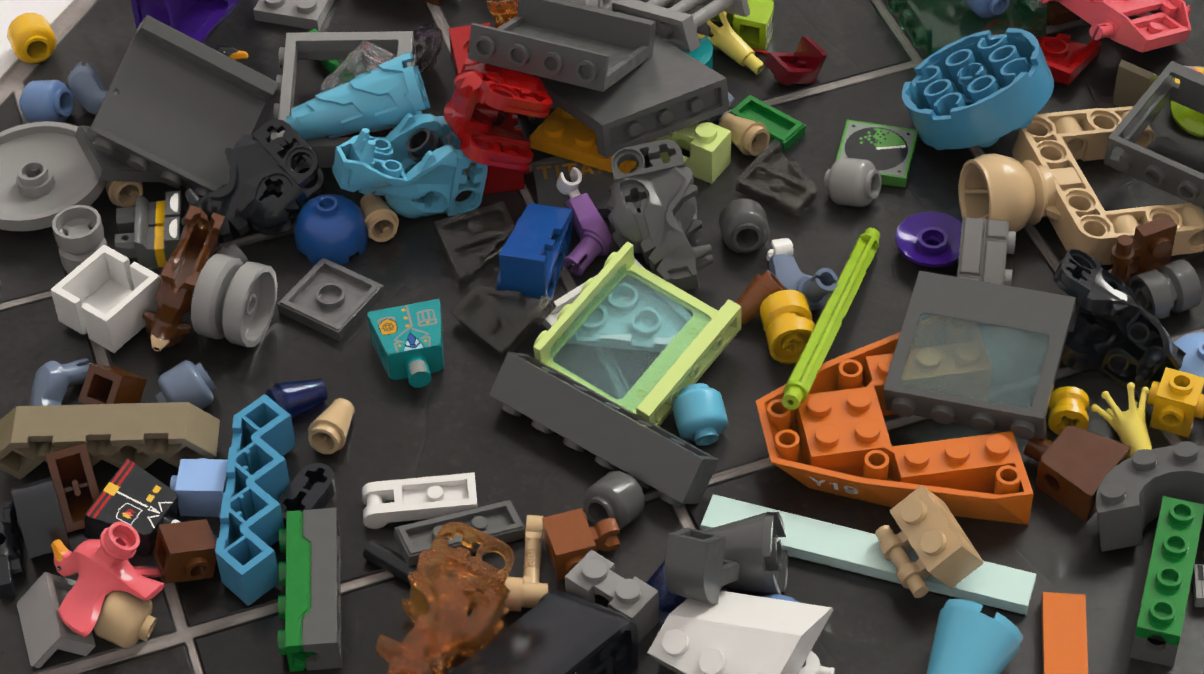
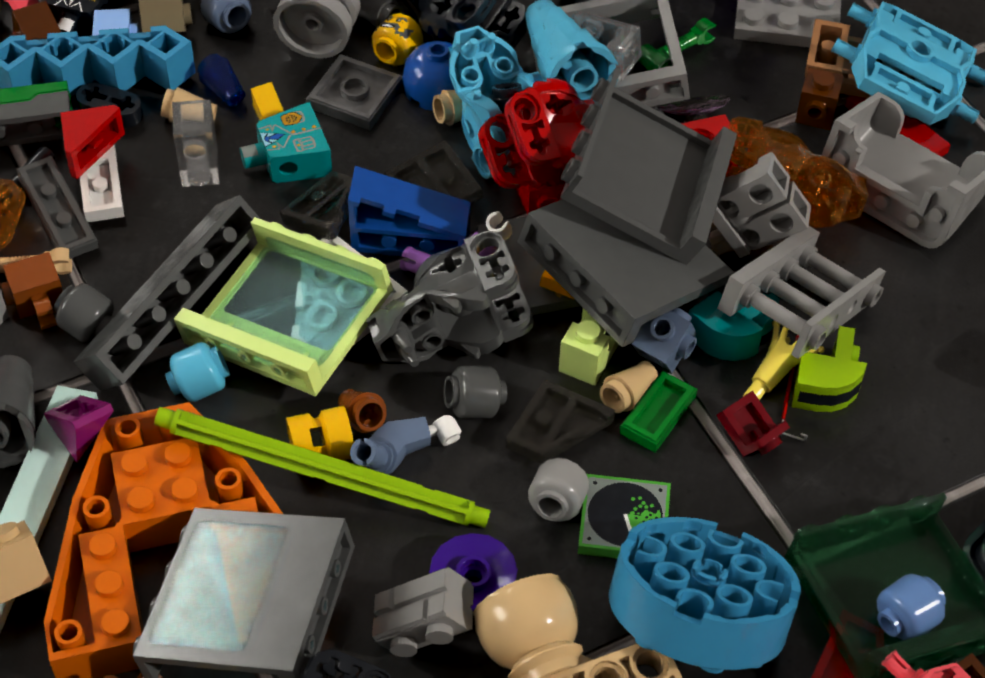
camera: 80 degrees right, 5 degrees up
(277, 249) = (396, 39): none -> yellow head
(346, 364) = (265, 101): none -> yellow piece
(388, 490) = (90, 135): none -> red slope
(409, 401) = (195, 143): none -> clear piece
(766, 484) = (78, 422): none -> magenta slope

